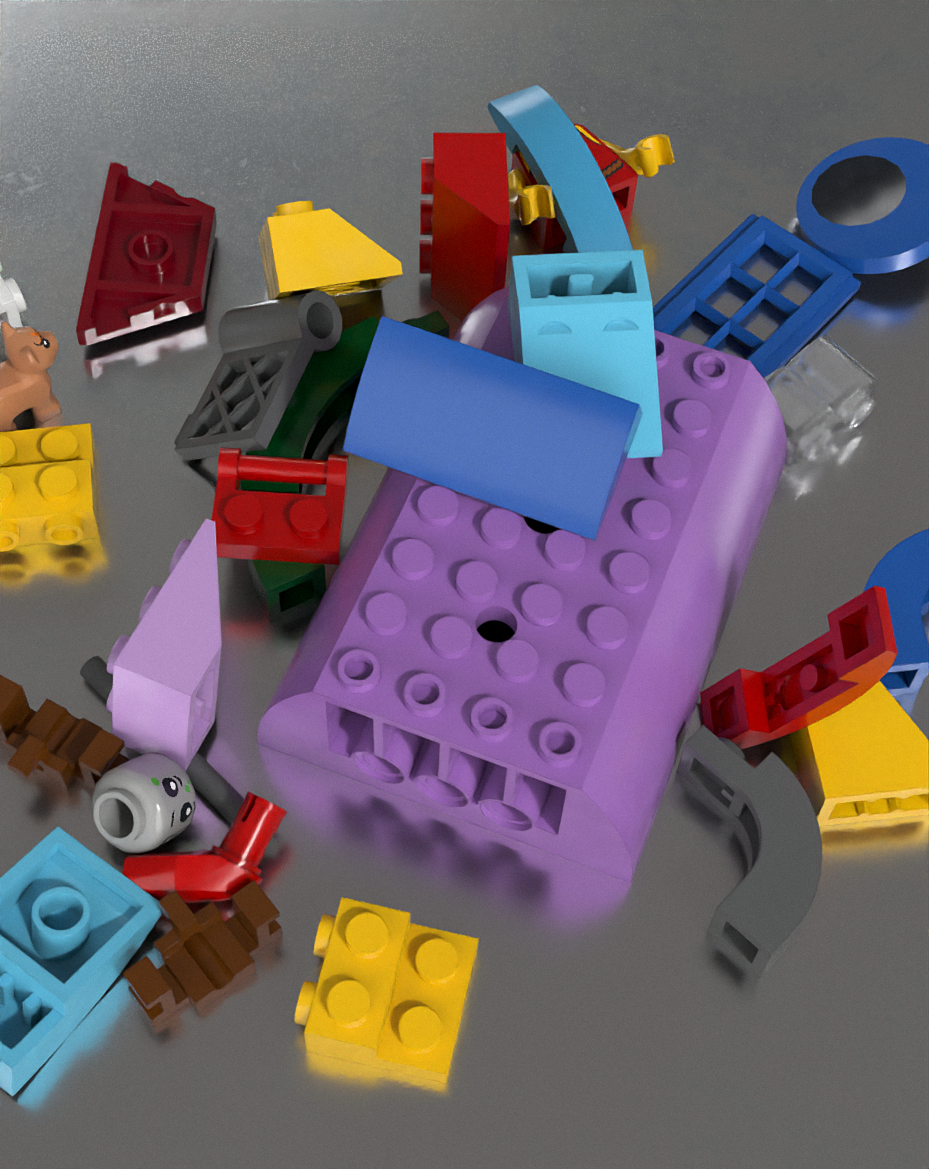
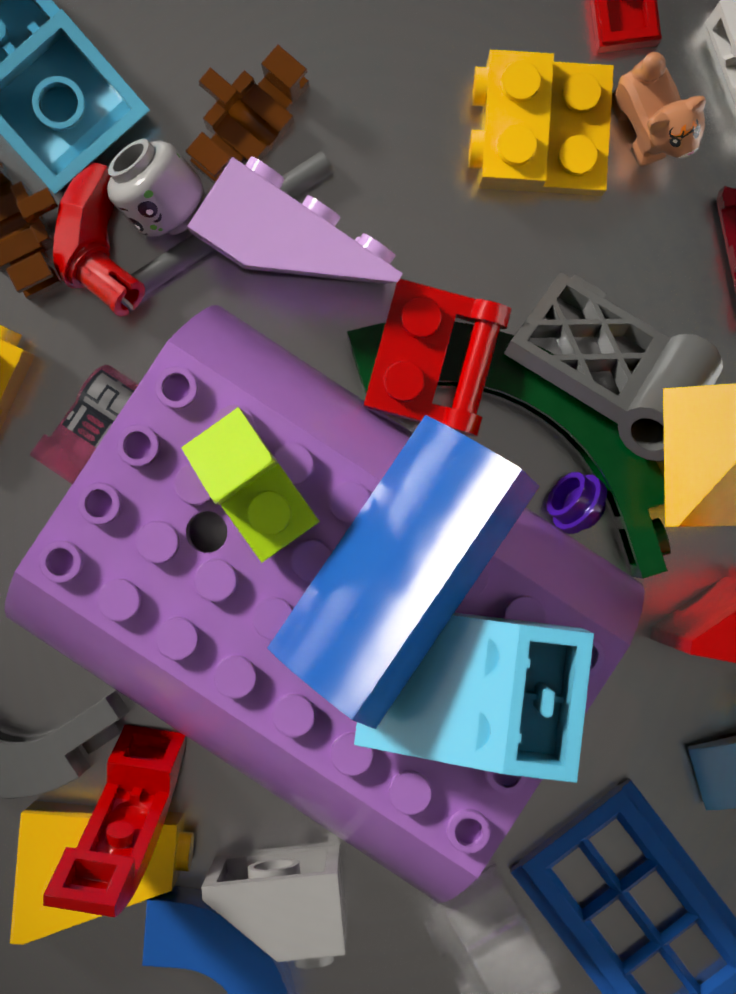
camera: 105 degrees right, 30 degrees up
(412, 821) = (85, 423): none -> leg
(438, 576) = (249, 485): none -> lime slope
(821, 541) = (284, 902): none -> light grey slope

